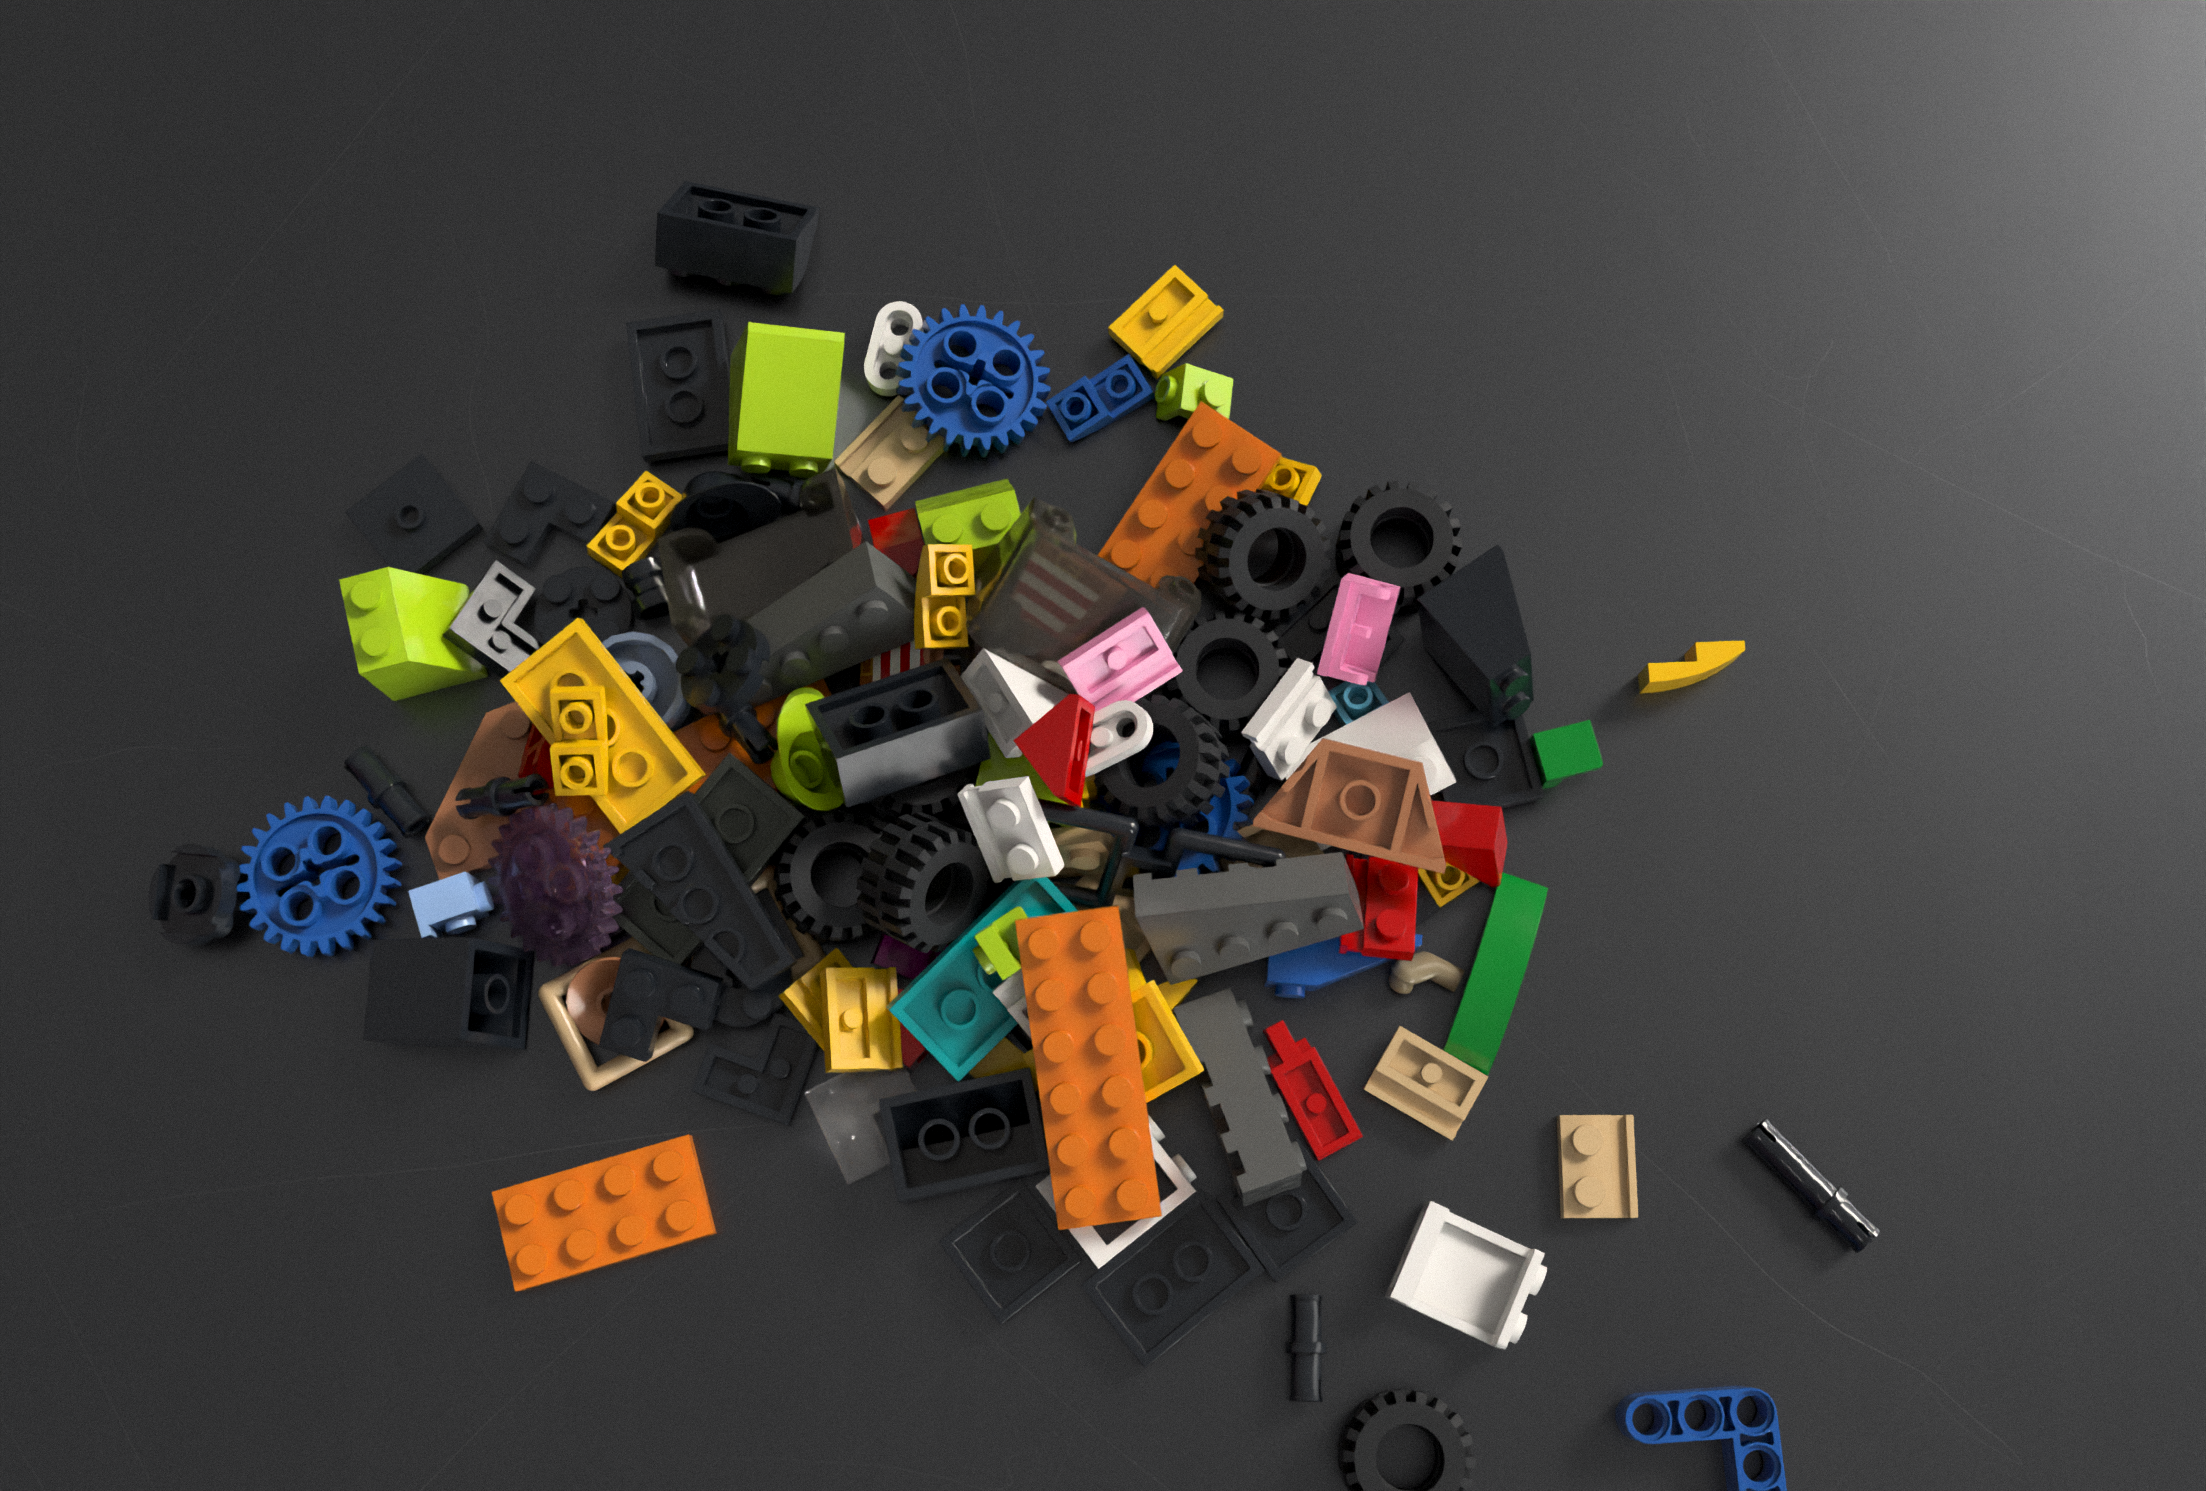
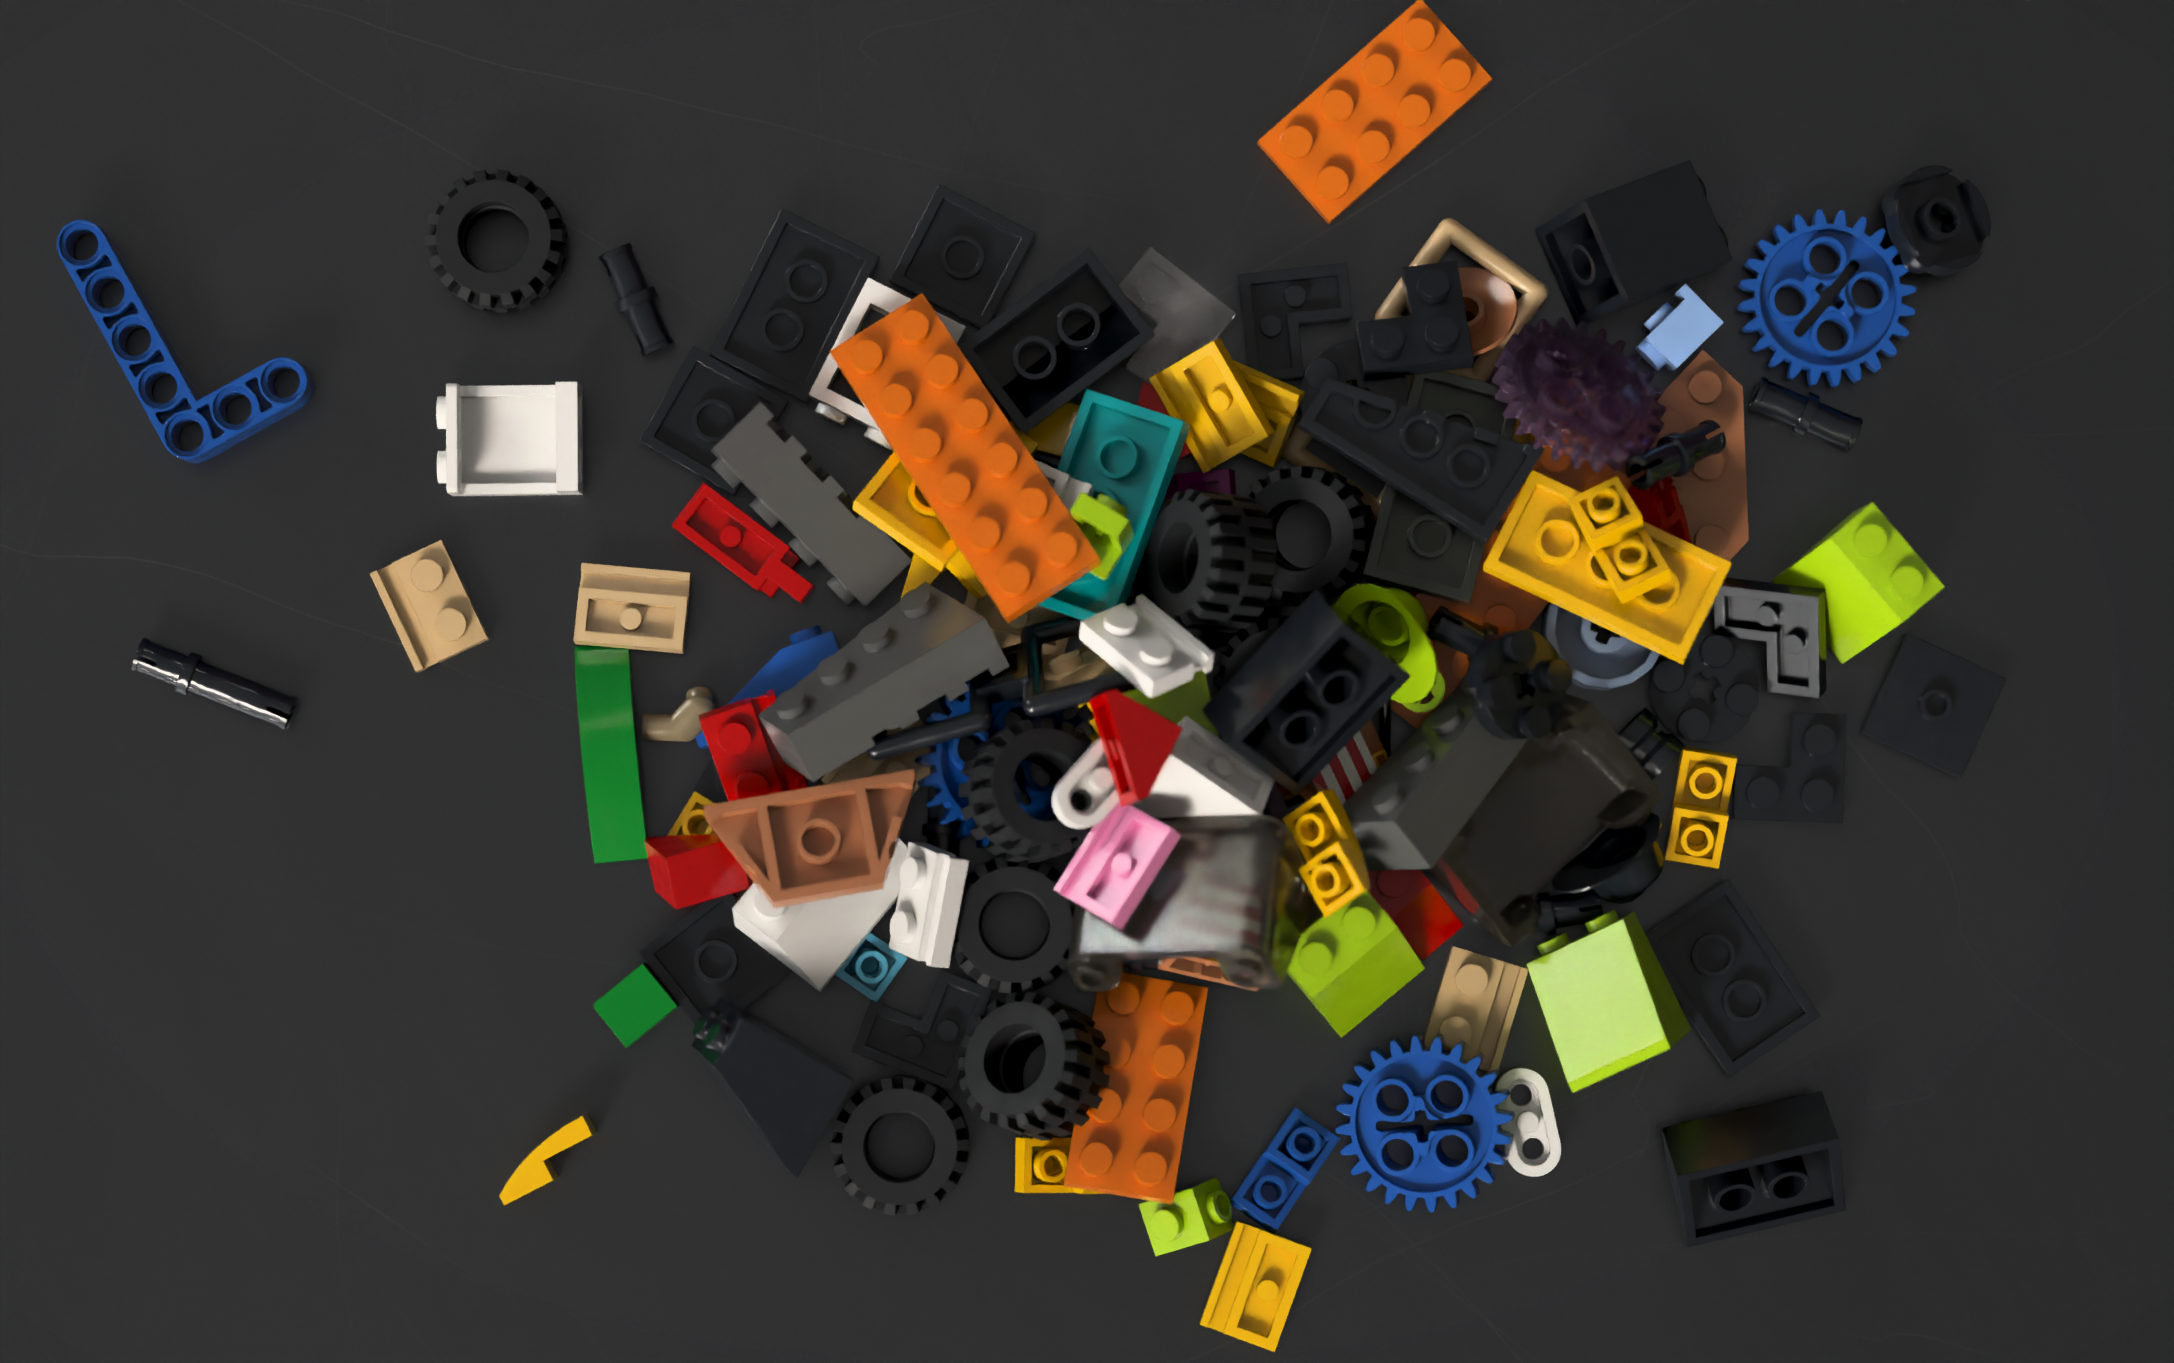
camera: 150 degrees right, 10 degrees up
(1358, 629) = (900, 1028): bright pink hinge -> none

